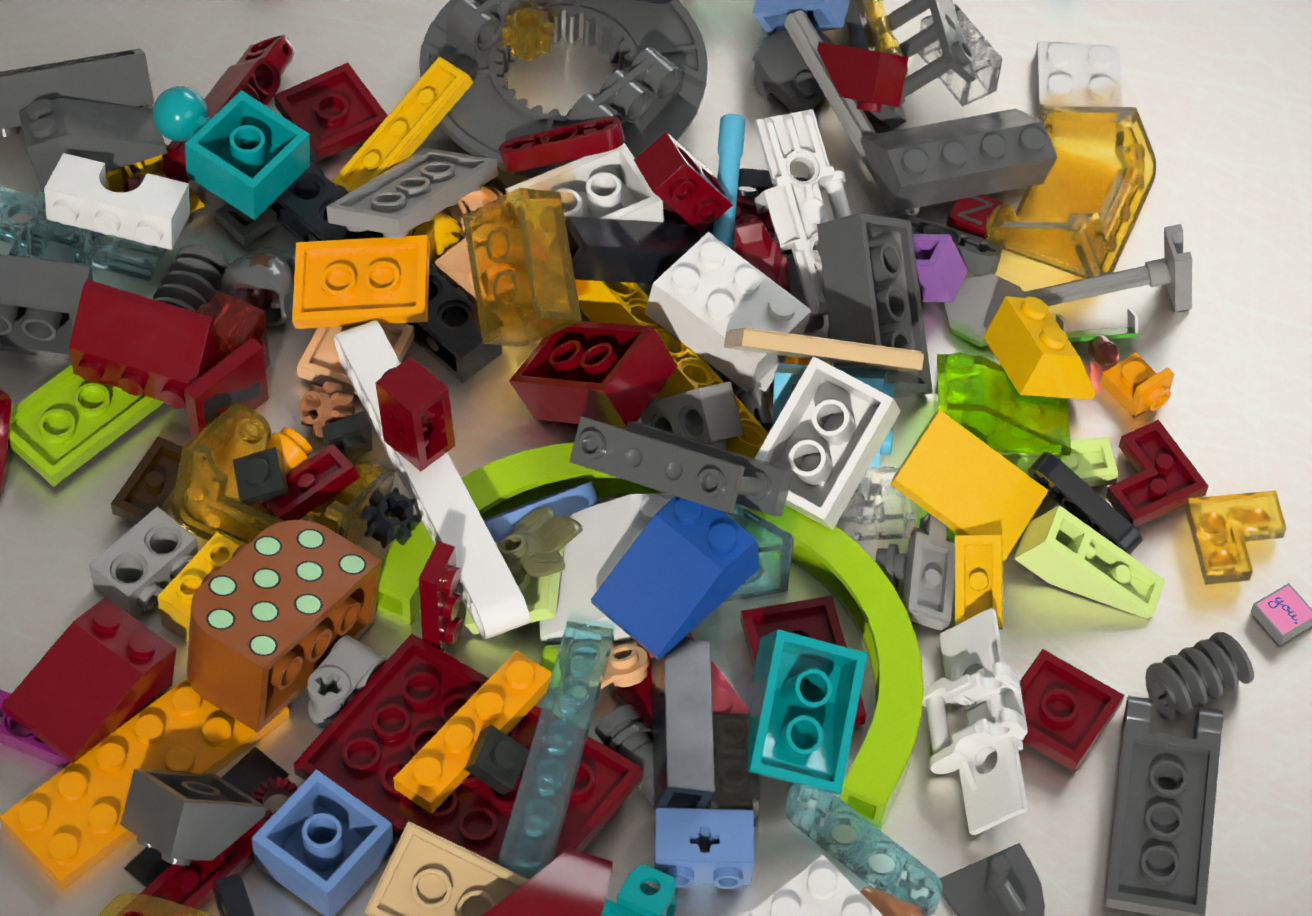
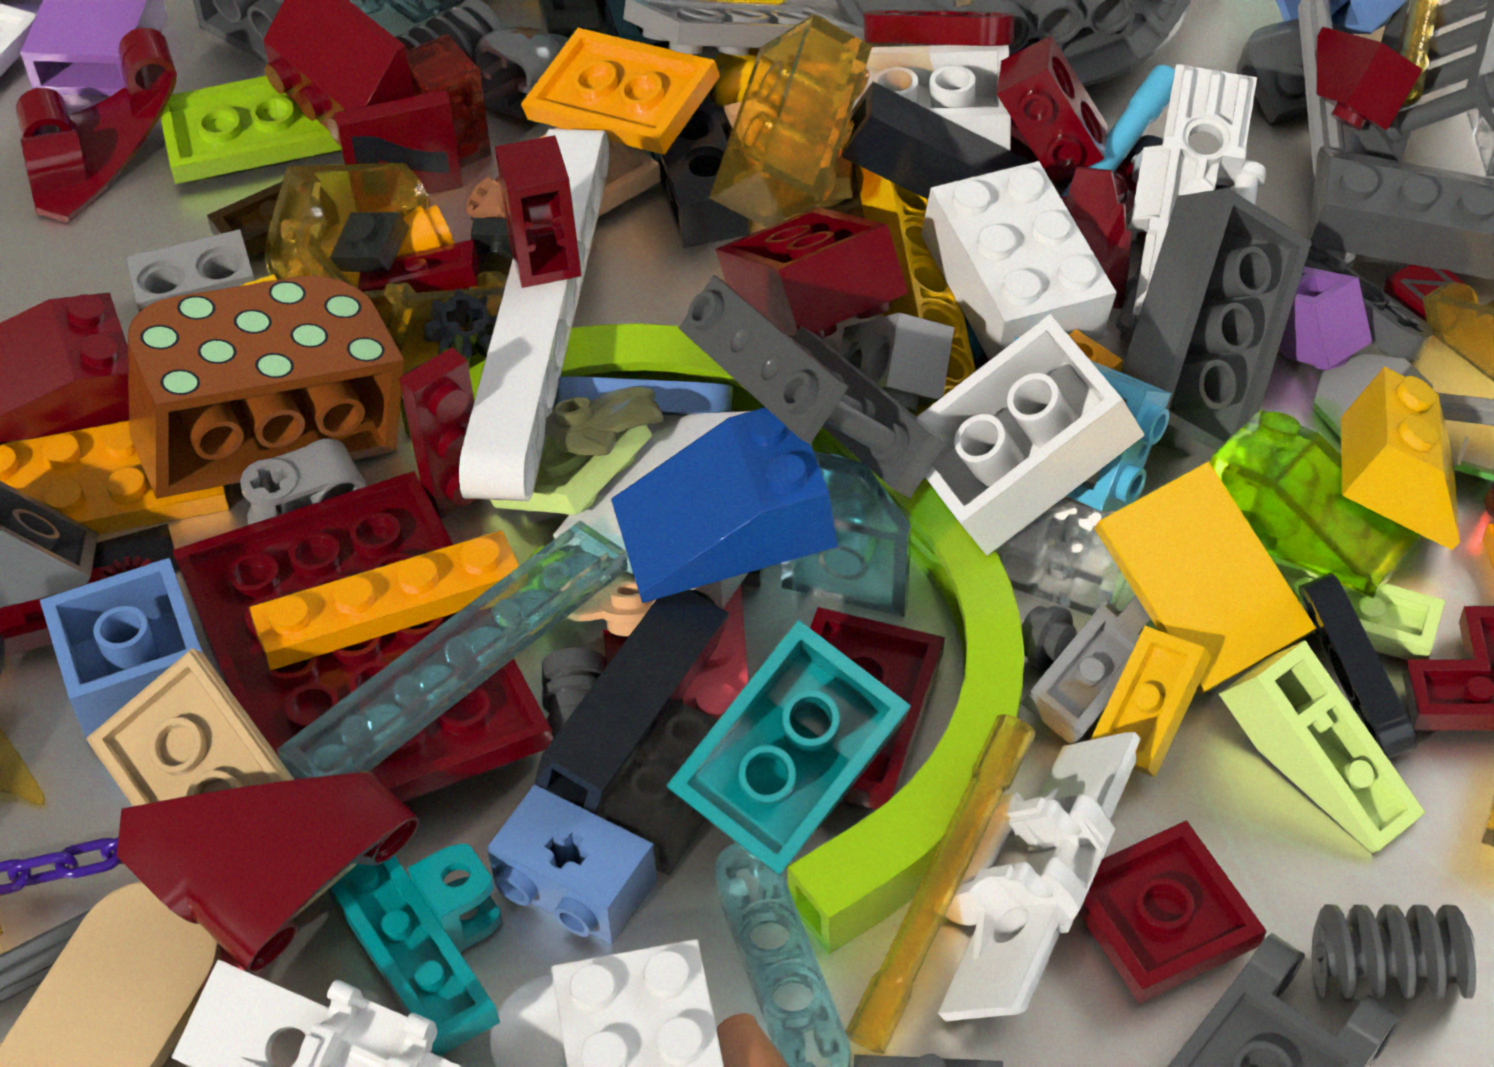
camera: 35 degrees right, 5 degrees down
(496, 760) = (374, 635): pearl dark grey plate -> none
(824, 349) = (1082, 321): tan tile -> none
(937, 828) = (892, 984): none -> clear yellow piece

